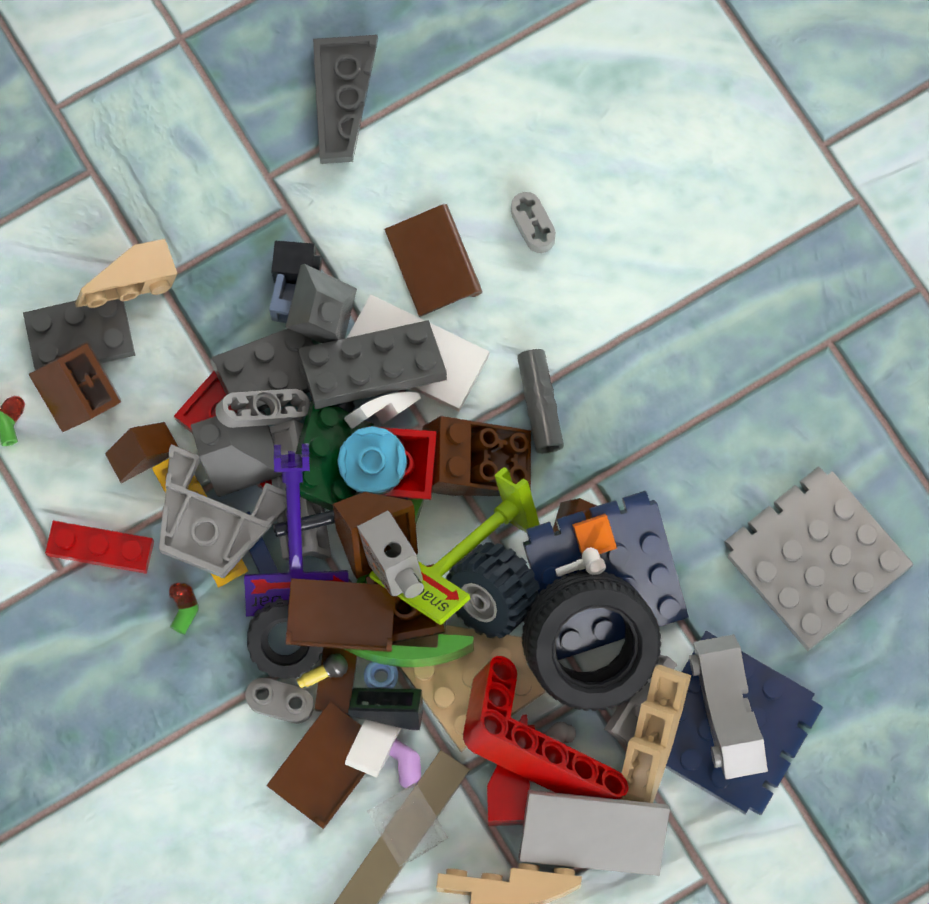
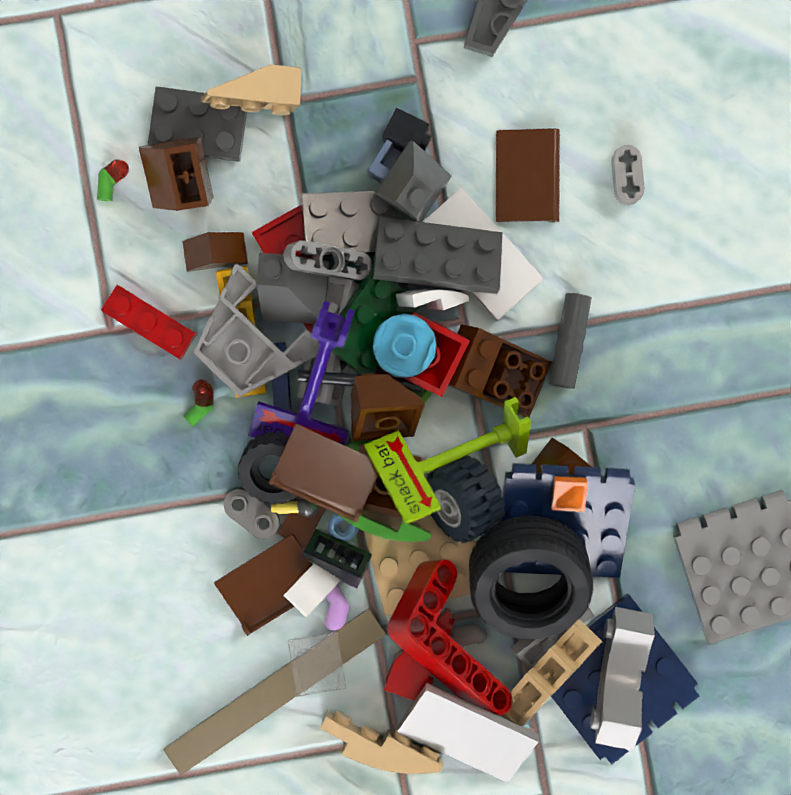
camera: 20 degrees right, 15 degrees up
(397, 567) = (387, 447): light grey torso -> none
(590, 560) = (557, 515): white hand -> none

